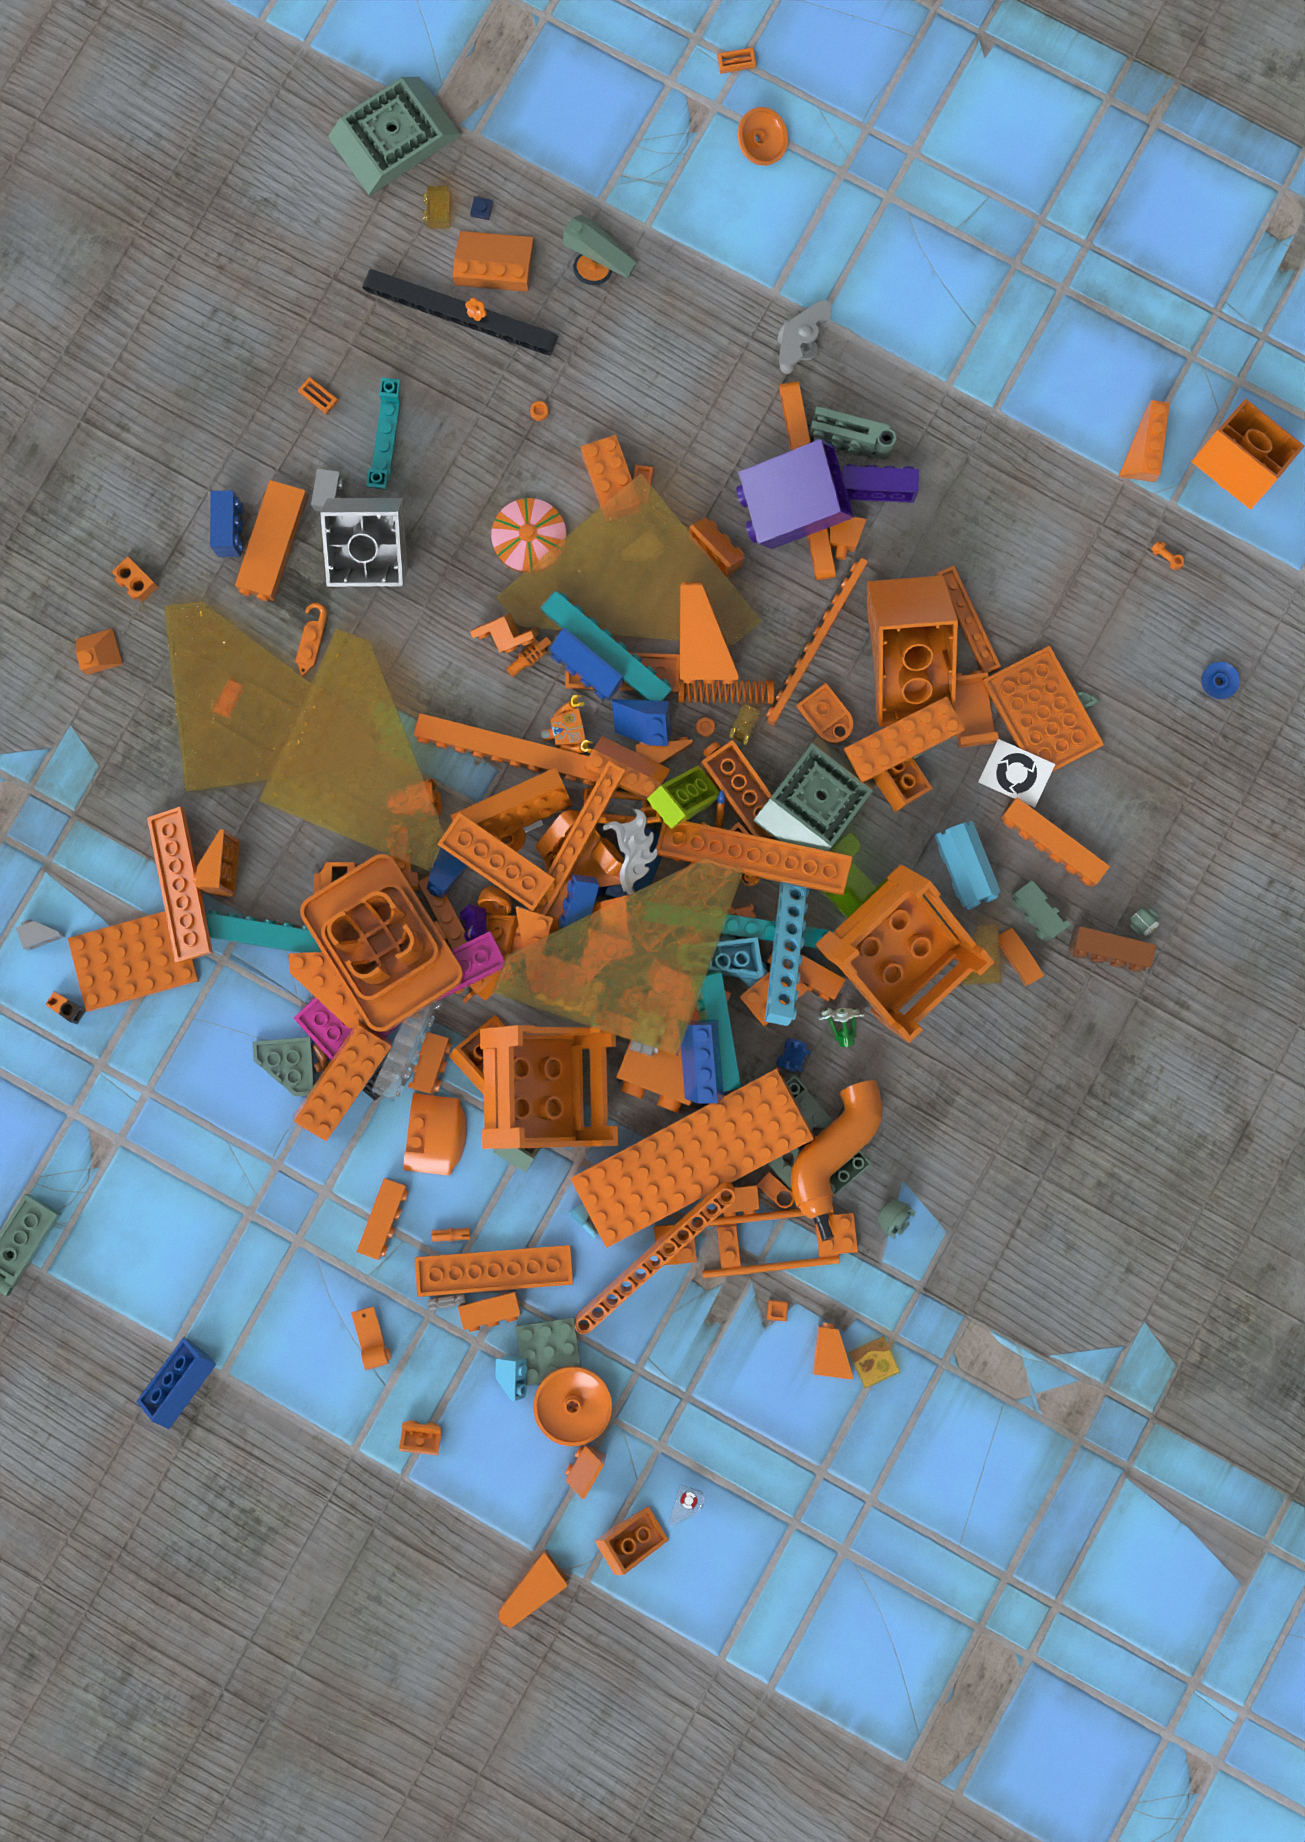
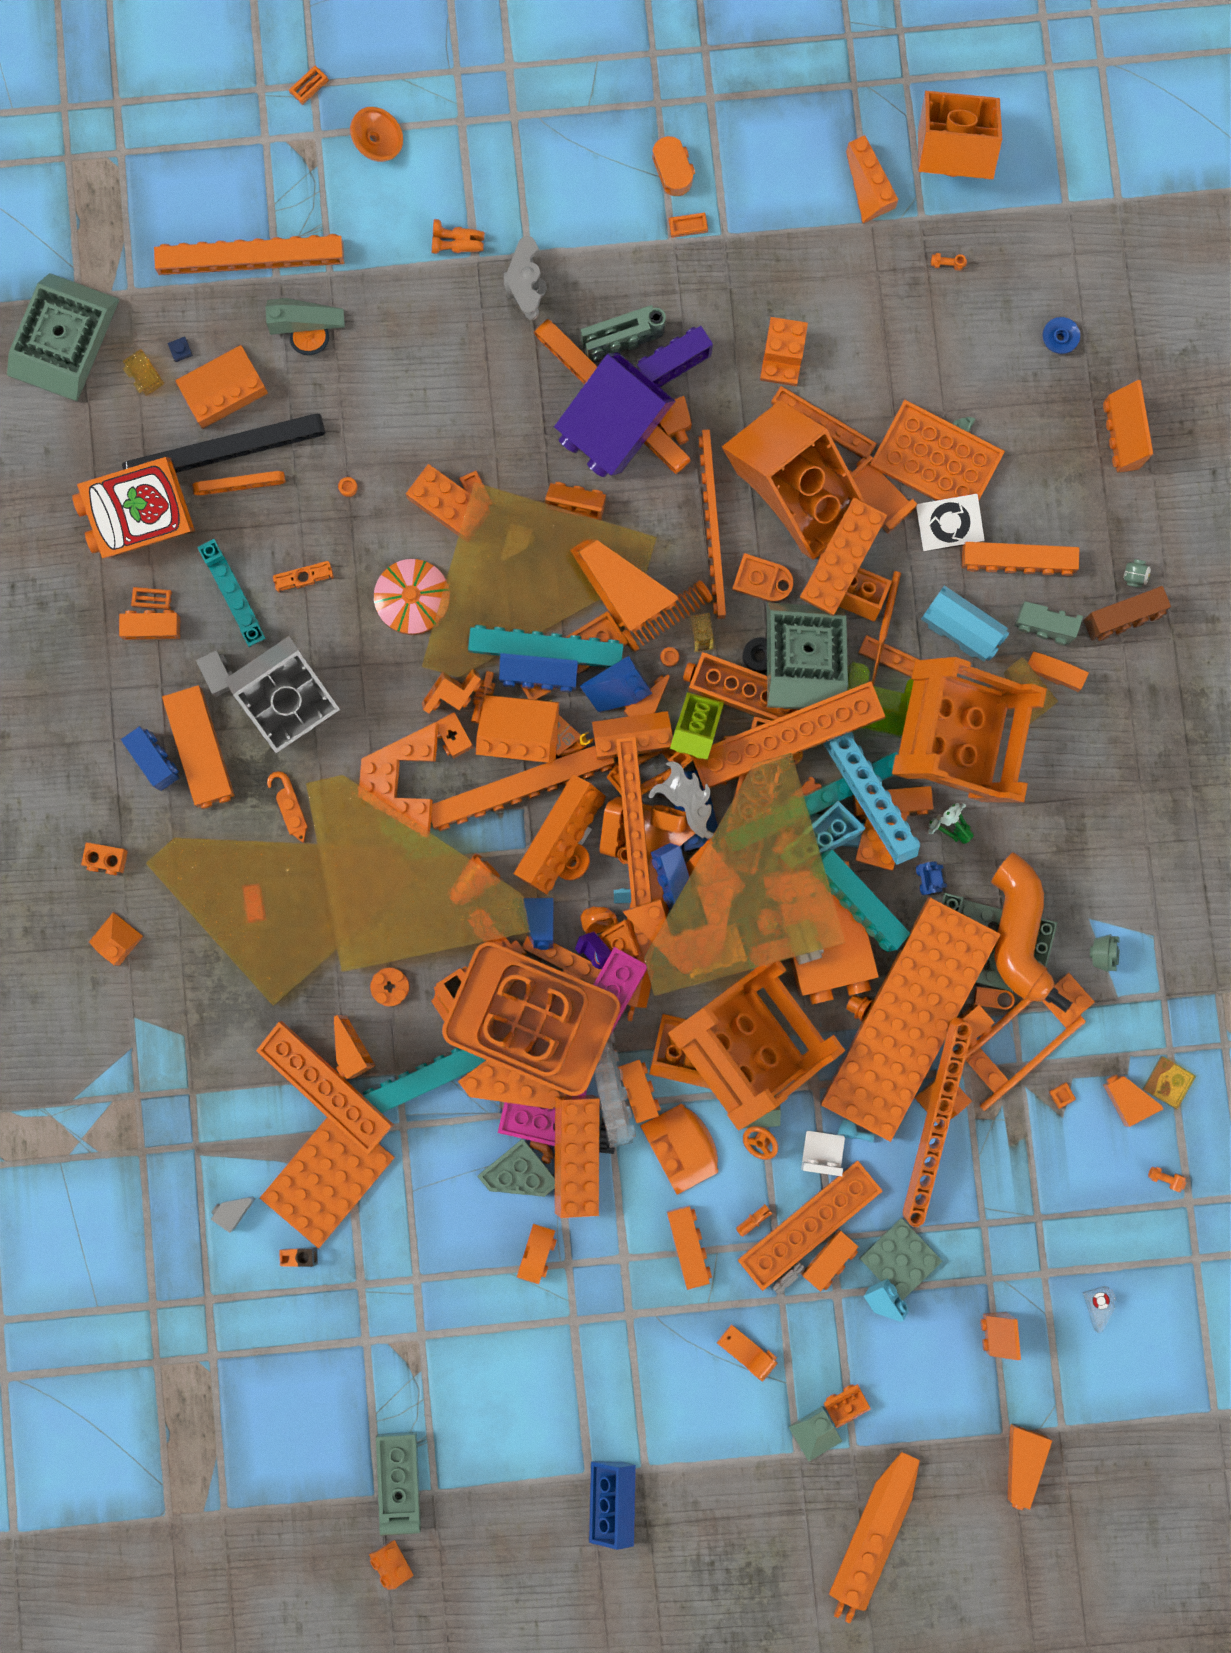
camera: 40 degrees left, 0 degrees up
(261, 1133) = (537, 1249): none -> orange brick
(286, 830) = (398, 993): none -> orange plate
(300, 416) = (149, 625): none -> orange brick
(352, 311) = (133, 508): none -> brick
(370, 1561) = (874, 1536): none -> orange hinge
(379, 1443) = (815, 1433): none -> sand green slope
(403, 662) = (381, 772): none -> orange wing
(452, 348) = (238, 483): none -> orange beam
(464, 462) = (290, 578): none -> orange piece
(475, 309) = (237, 437): orange plant -> none
(486, 681) = (461, 743): none -> orange brick
(496, 861) = (581, 885): orange plate -> none
(502, 1175) = (762, 1141): none -> orange piece
(537, 700) = (518, 729): none -> orange slope
(545, 1219) = (823, 1153): none -> white bracket
(572, 1406) = (952, 1290): orange dish -> none
(590, 167) = (249, 254): none -> orange brick
(631, 1541) = (1077, 1367): orange slope -> none
(659, 1119) = (859, 1006): none -> orange piece
(702, 1062) = (867, 935): blue slope -> none
(720, 810) = (731, 717): orange piece -> none
(771, 768) = (748, 655): none -> black tyre
(775, 271) = (463, 239): none -> orange piece
(822, 1448) = (1177, 1182): none -> orange bar
(885, 846) = (889, 656): none -> orange tile
(904, 819) = (886, 619): none -> orange piece
(970, 381) = (688, 225): none -> orange tile
(975, 538) = (783, 351): none -> orange bracket
(991, 324) = (673, 166): none -> orange brick
(1220, 794) = (1128, 427): none -> orange slope

